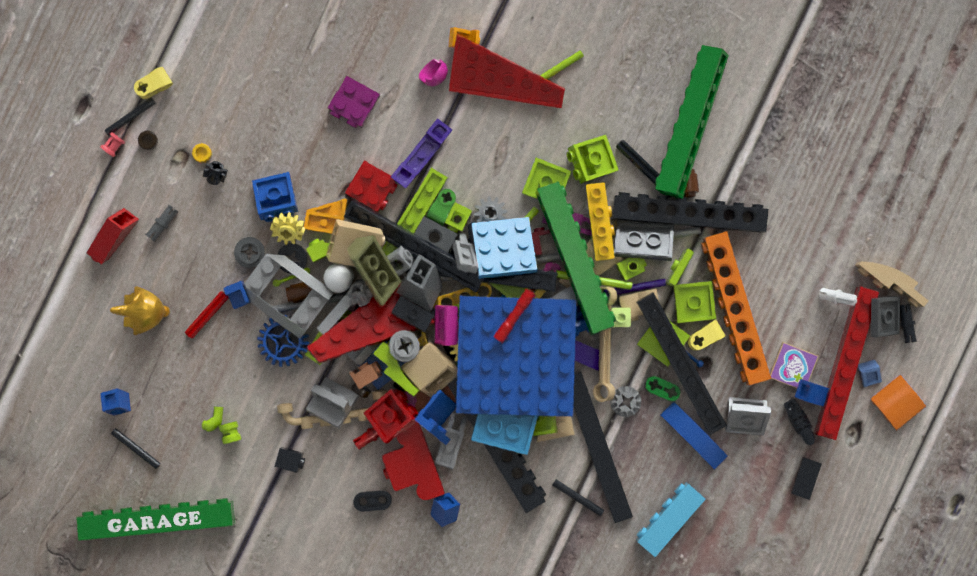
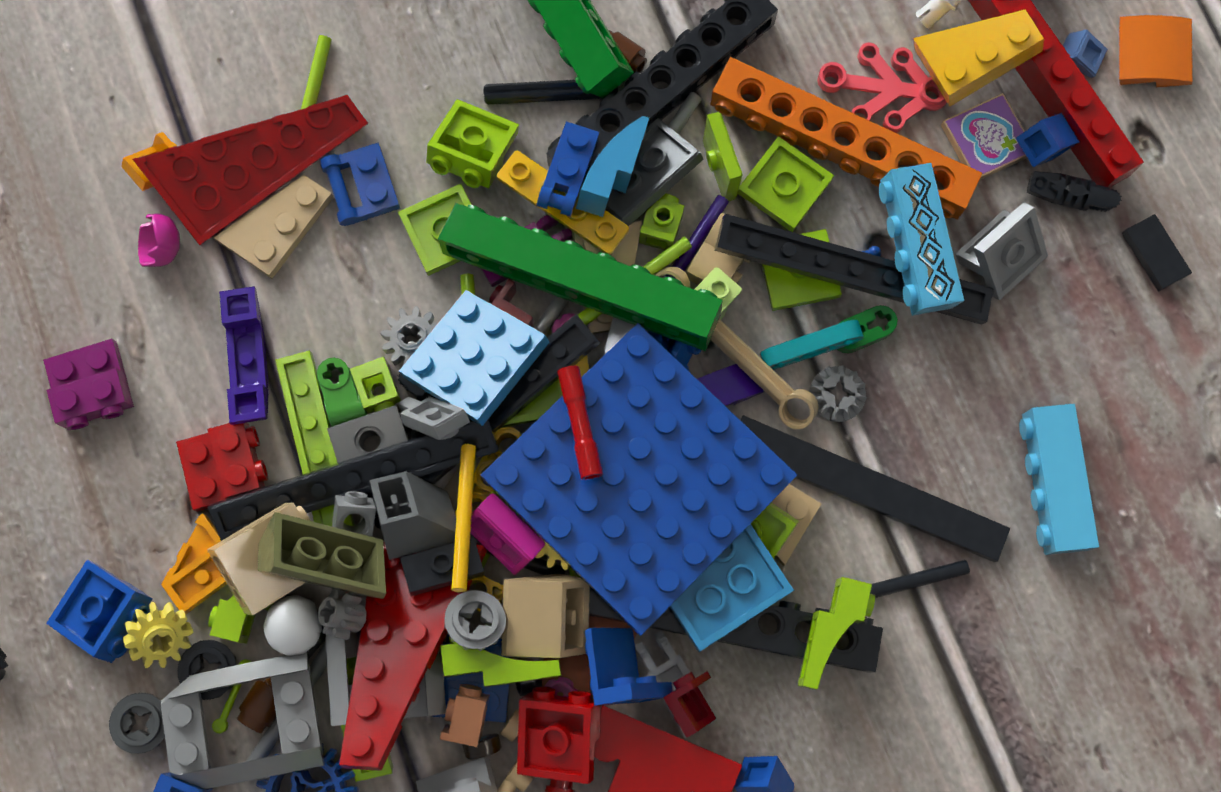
camera: 45 degrees left, 10 degrees down
(437, 305) = (463, 518): none -> yellow bar
(448, 453) = (689, 704): none -> dark red bracket
(485, 112) = (276, 226): none -> tan wing
(540, 131) = (370, 179): none -> blue plate
(542, 481) = (849, 605): none -> lime slope
(615, 212) = (568, 168): none -> blue plate
(631, 230) = (612, 168): none -> dark azure slope
(634, 374) = (812, 344): none -> teal beam
(694, 435) = (966, 343): blue slope -> none
(708, 334) = (845, 207): light yellow piece -> none
(716, 379) = (920, 239): none -> medium azure brick
(778, 306) = (888, 86): none -> coral plant
(818, 332) = (977, 52): none -> yellow wedge

